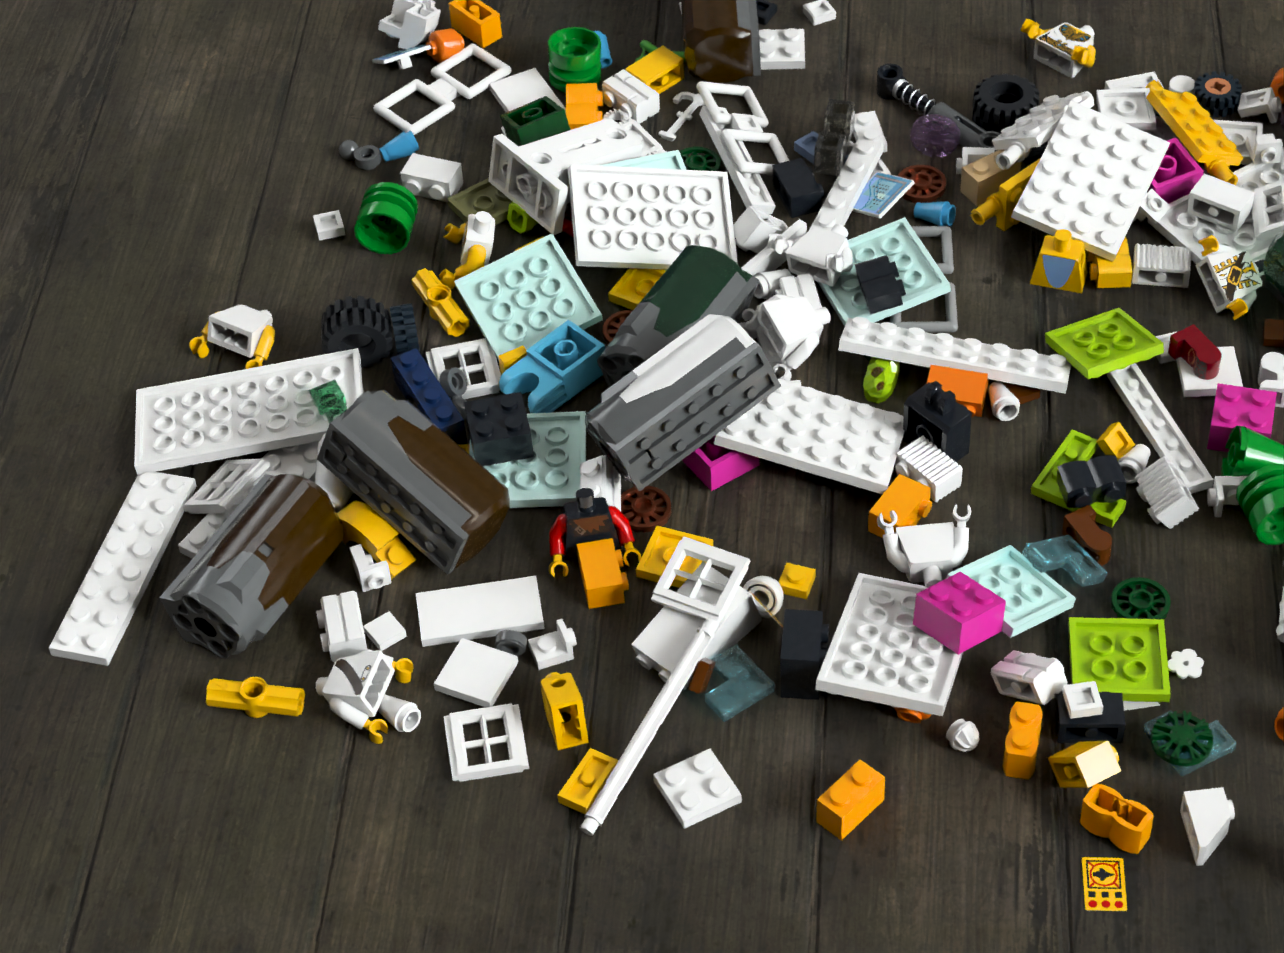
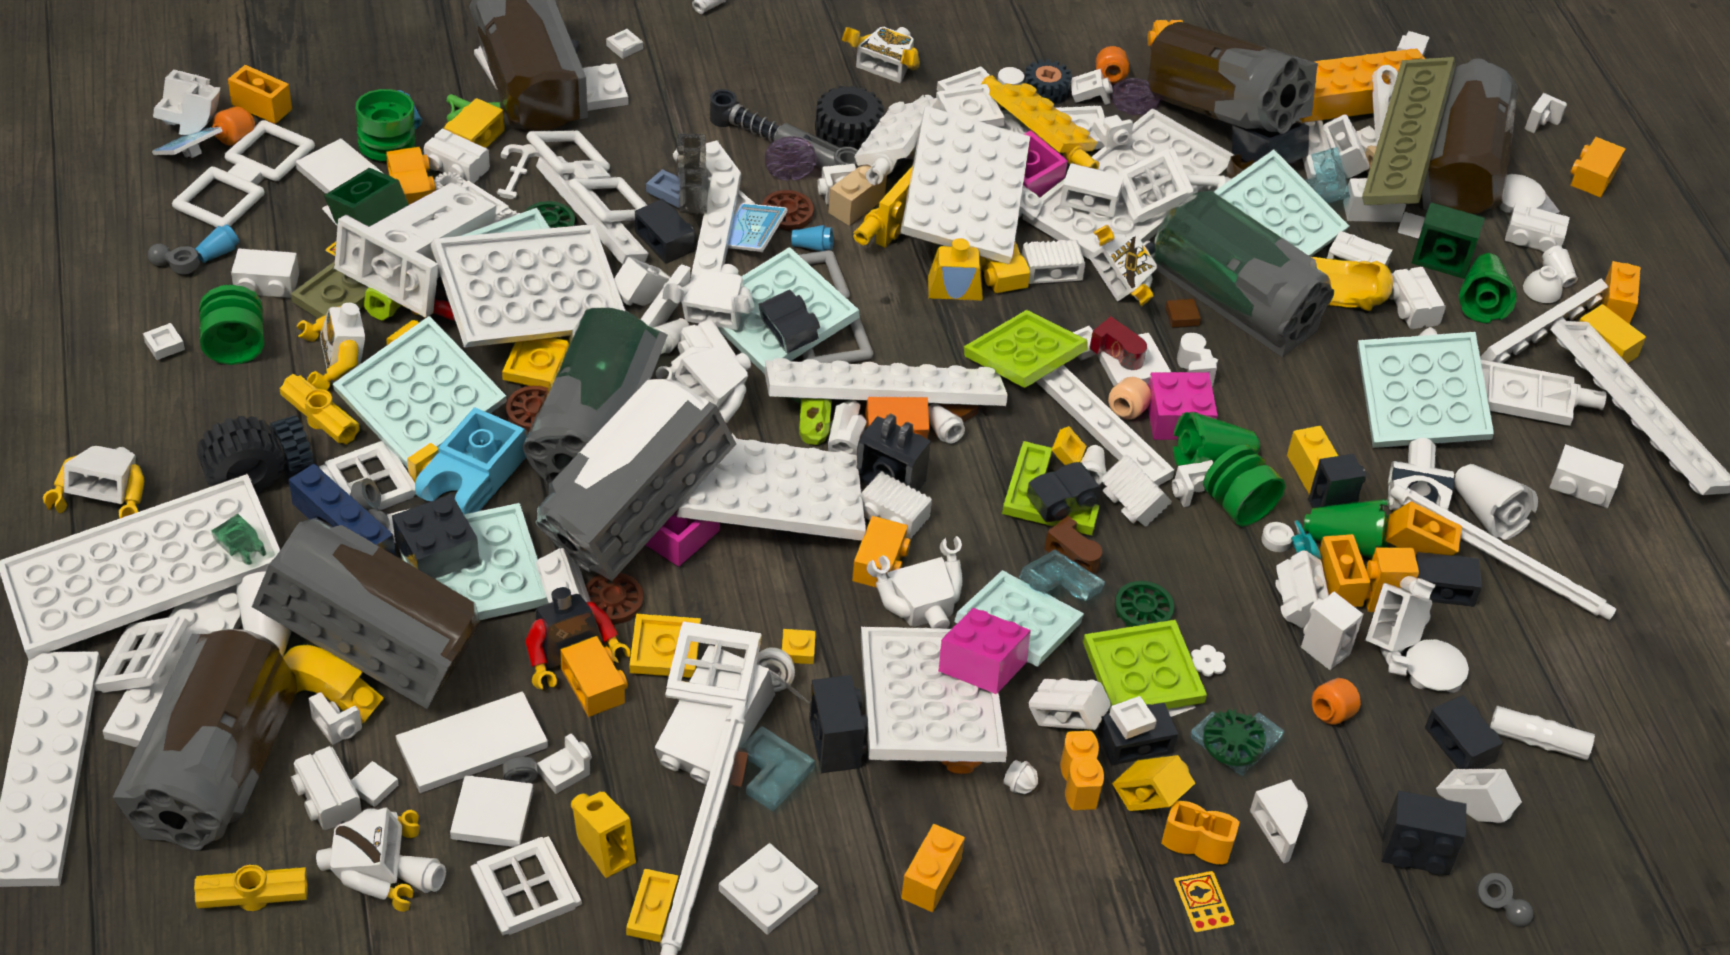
camera: 25 degrees left, 0 degrees up
(906, 384) = (846, 428): none -> white rock
(1192, 405) = (1129, 398): none -> light nougat head

